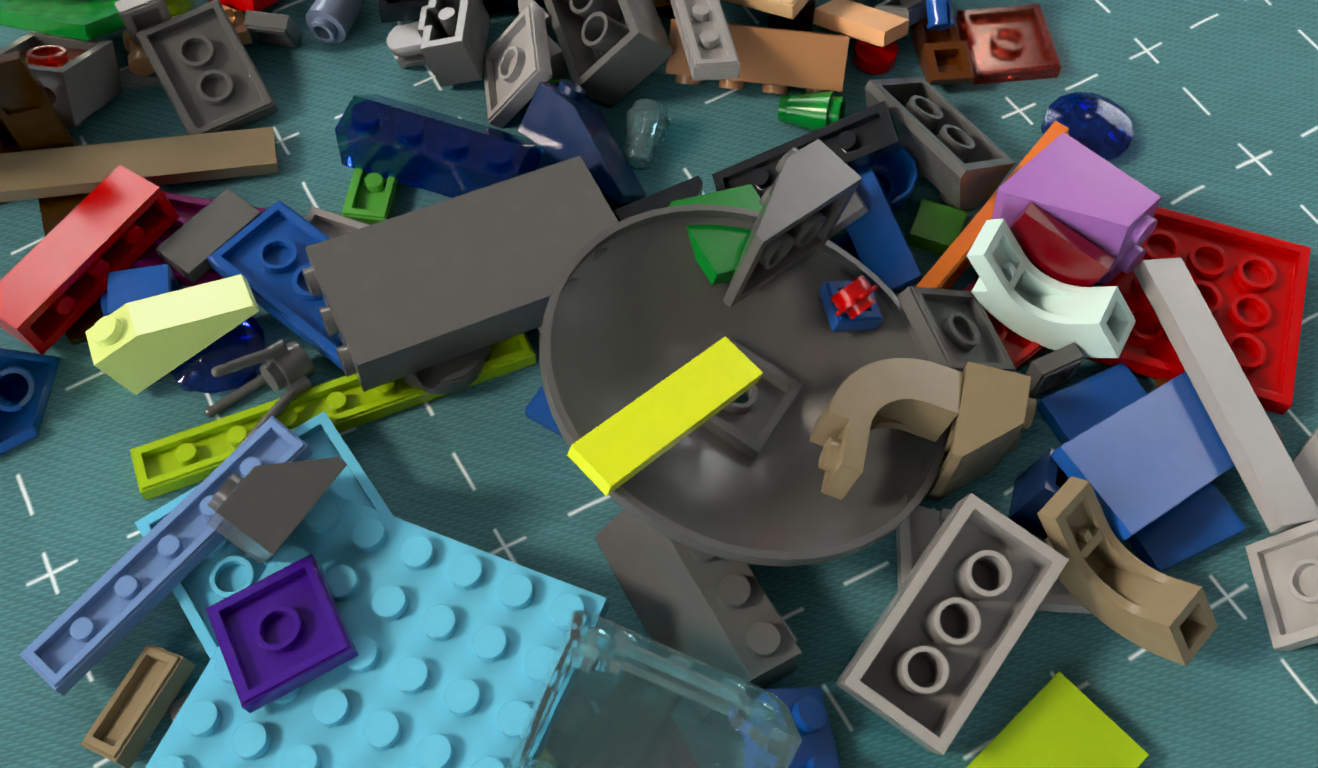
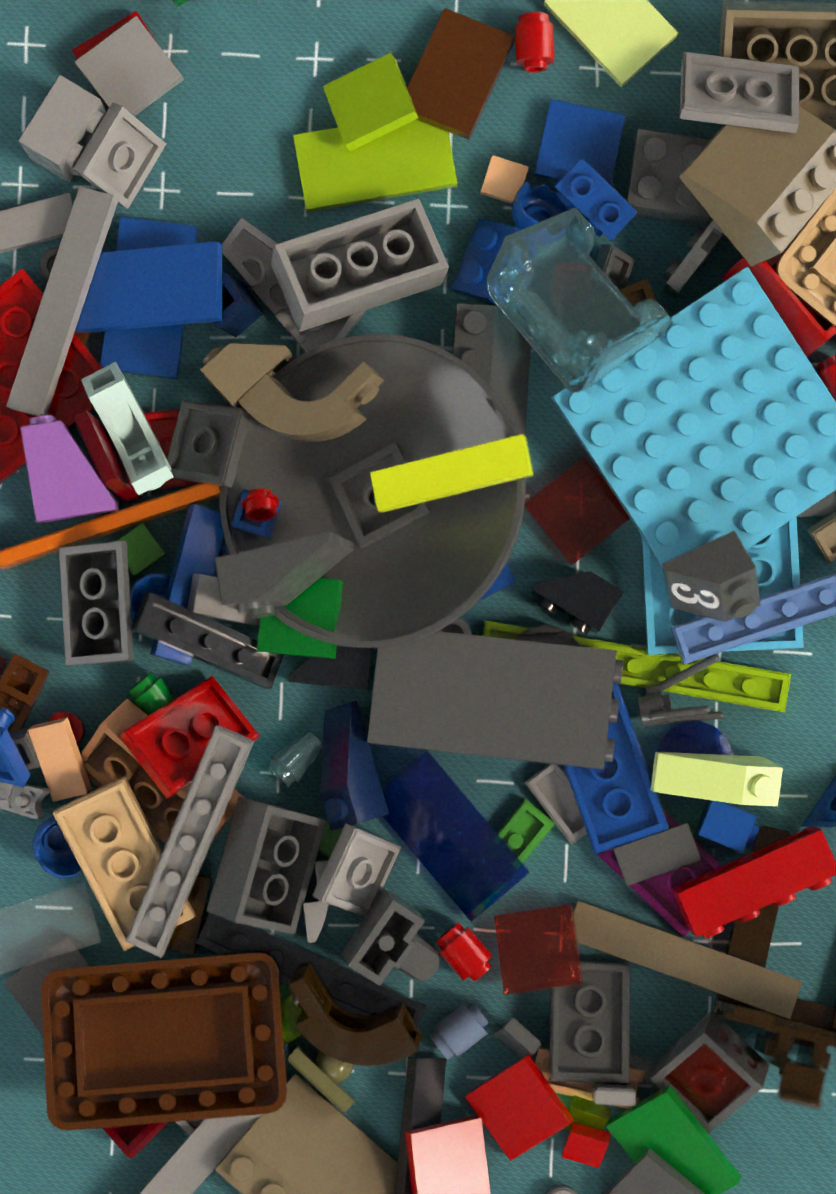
camera: 145 degrees left, 25 degrees up
(281, 633) = (749, 497): dark purple tile -> none
(290, 100) = (538, 949): none -> clear red tile
(368, 67) = (464, 952): none -> red brick
(440, 430) = (580, 596): none -> black slope
(505, 515) = (577, 511): none -> clear red tile
(760, 105) = (176, 735): none -> red tile
(1054, 369) = (154, 389): dark grey tile -> none
(1117, 587) = (240, 223): dark tan arch -> none

